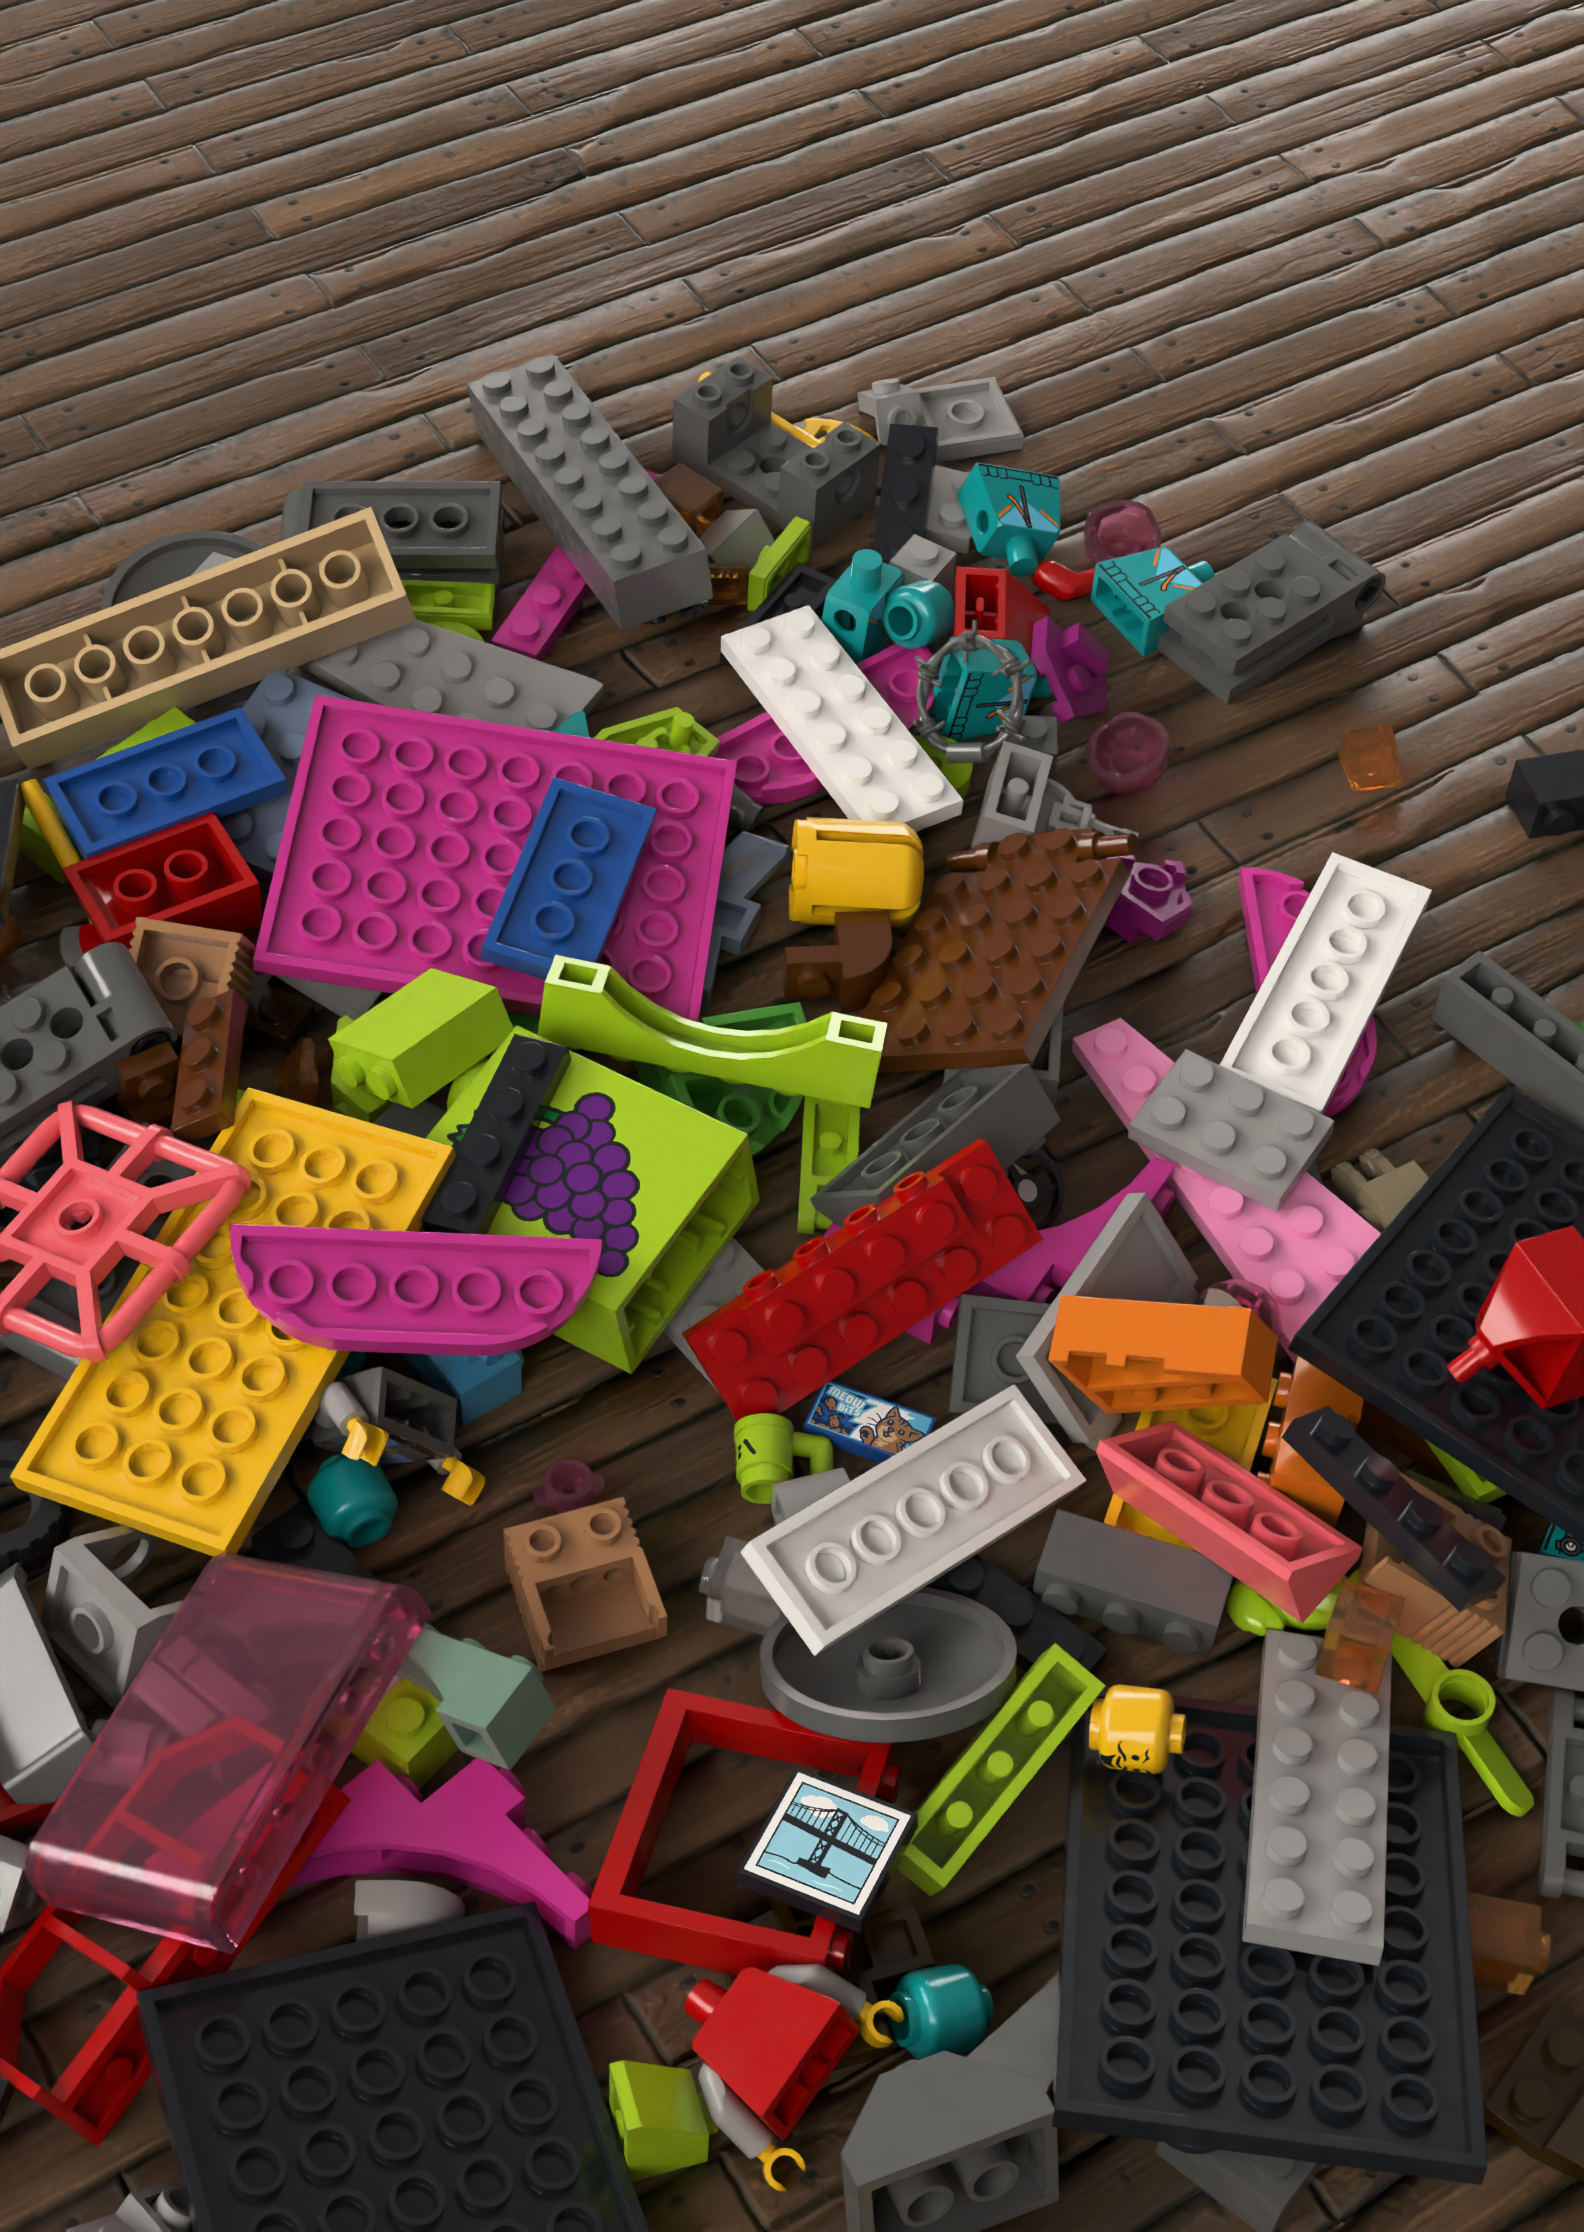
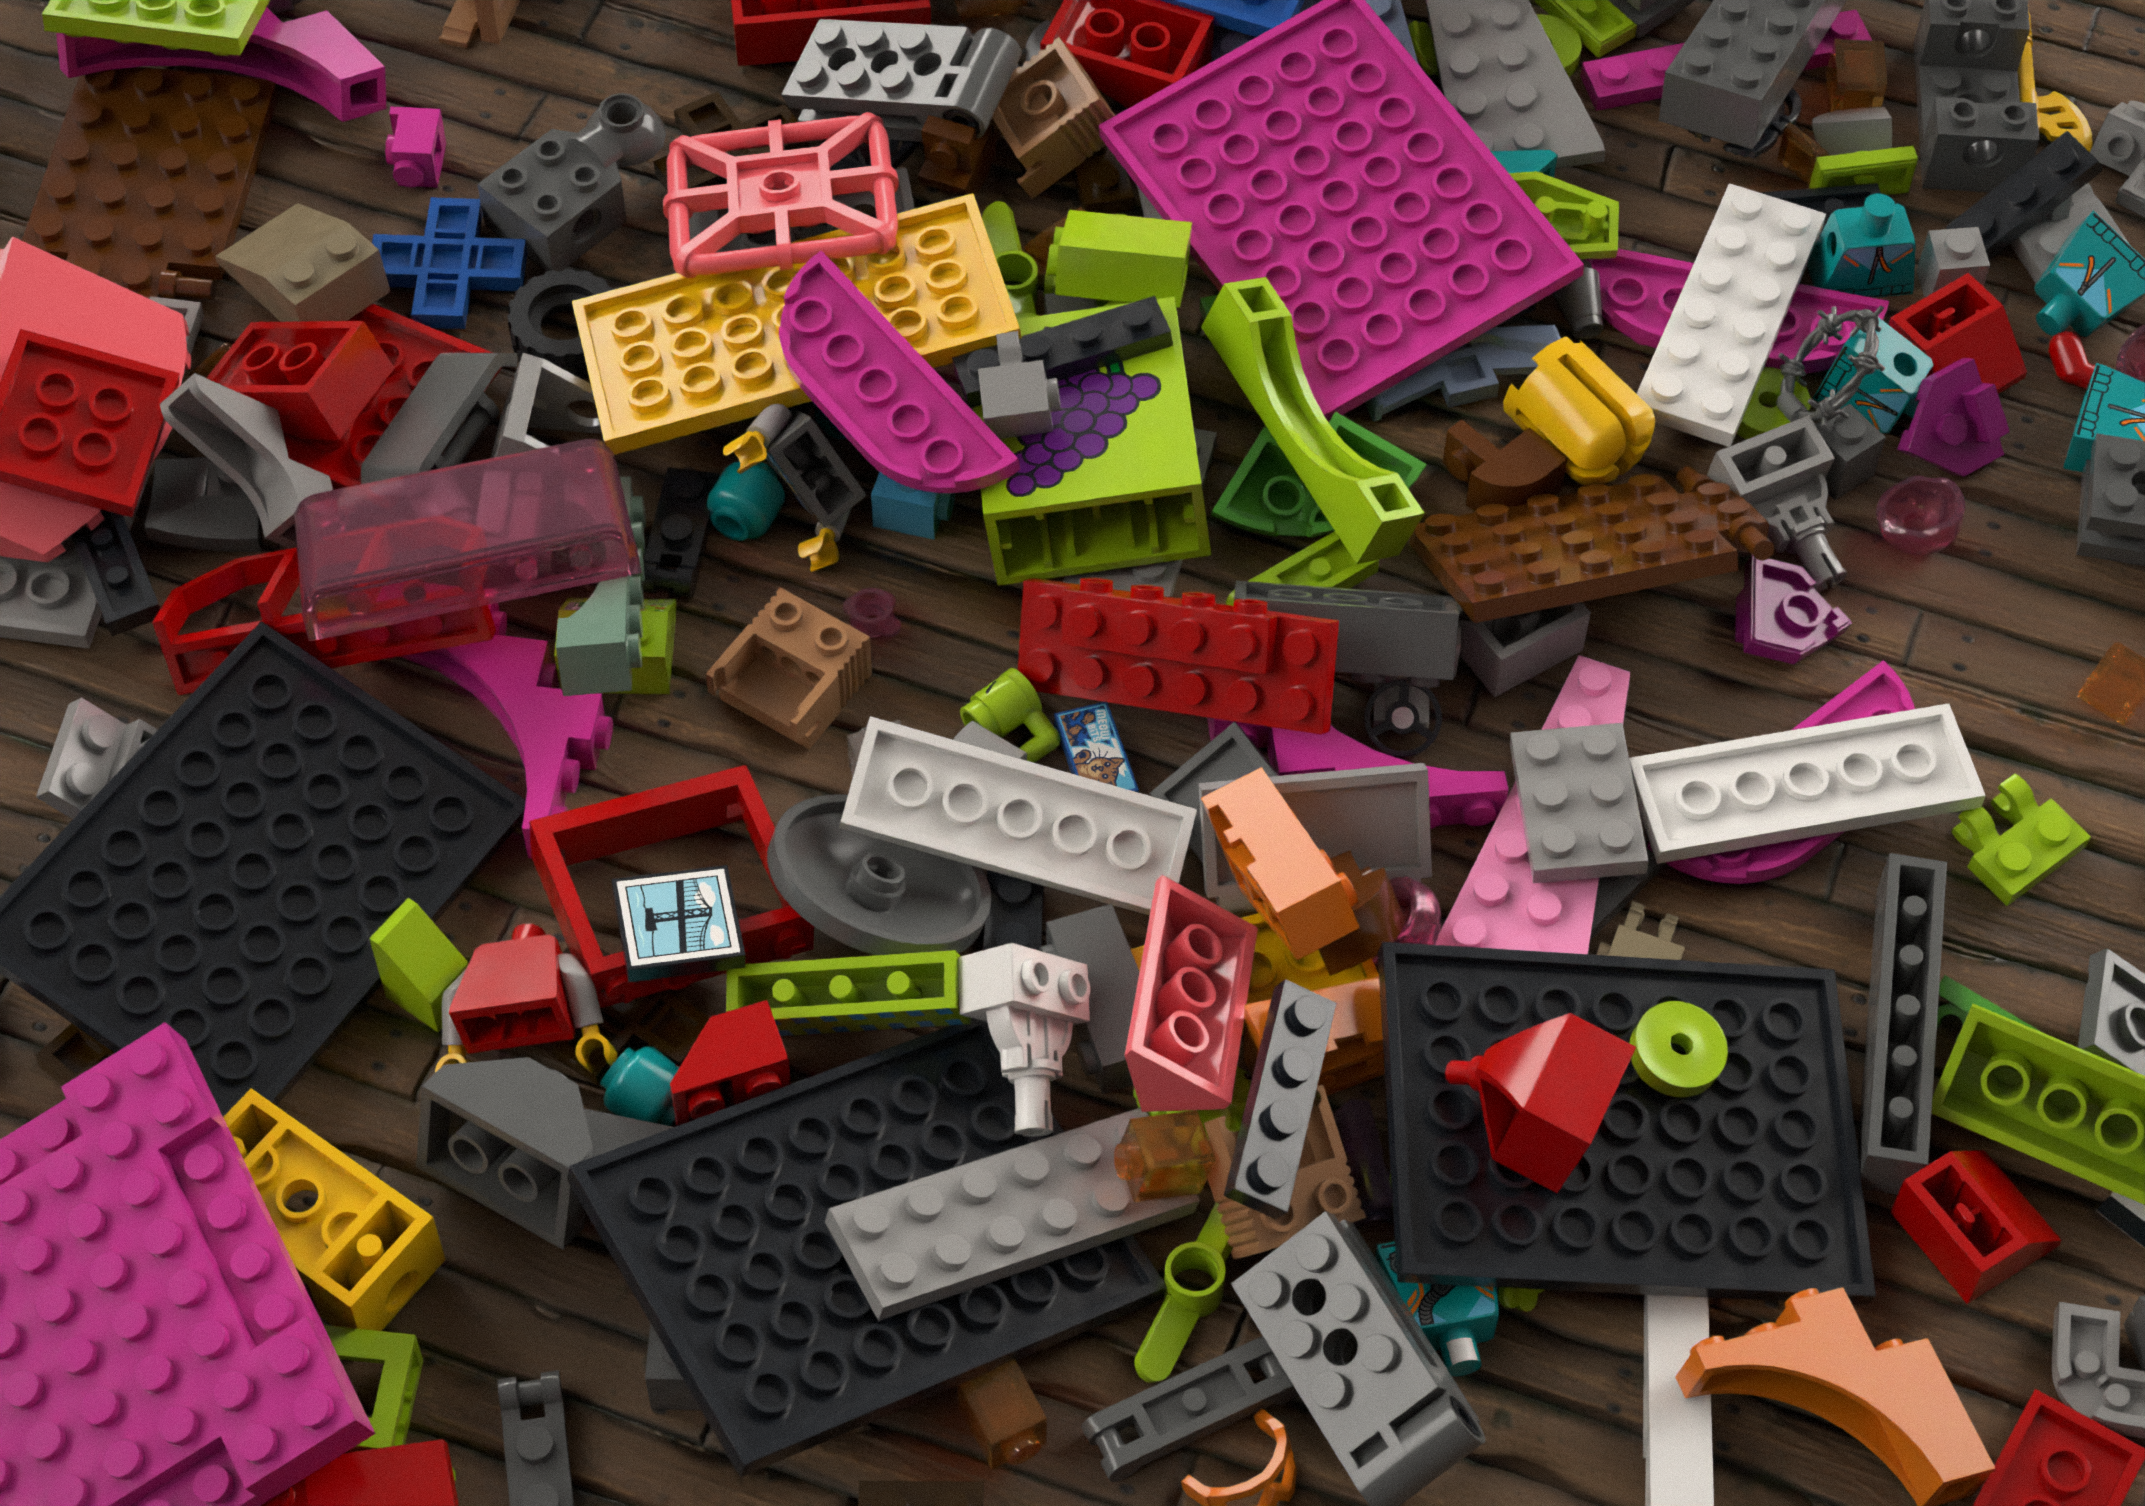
camera: 55 degrees right, 5 degrees up
(209, 1067) = (974, 162): reddish brown plate -> none
(402, 1905) = (461, 732): light grey brick -> none
(528, 1196) = (1017, 394): none -> light grey brick
(568, 879) = (1353, 242): blue plate -> none
(918, 614) = (1894, 281): teal head -> none
(1006, 1917) = (730, 1063): none -> red slope
(1125, 1629) = (1031, 1014): none -> white brick
(1136, 1728) = (952, 1057): yellow head -> none
(1469, 910) = (2025, 853): none -> lime plate
(1518, 1212) = (1695, 1032): none -> lime piece

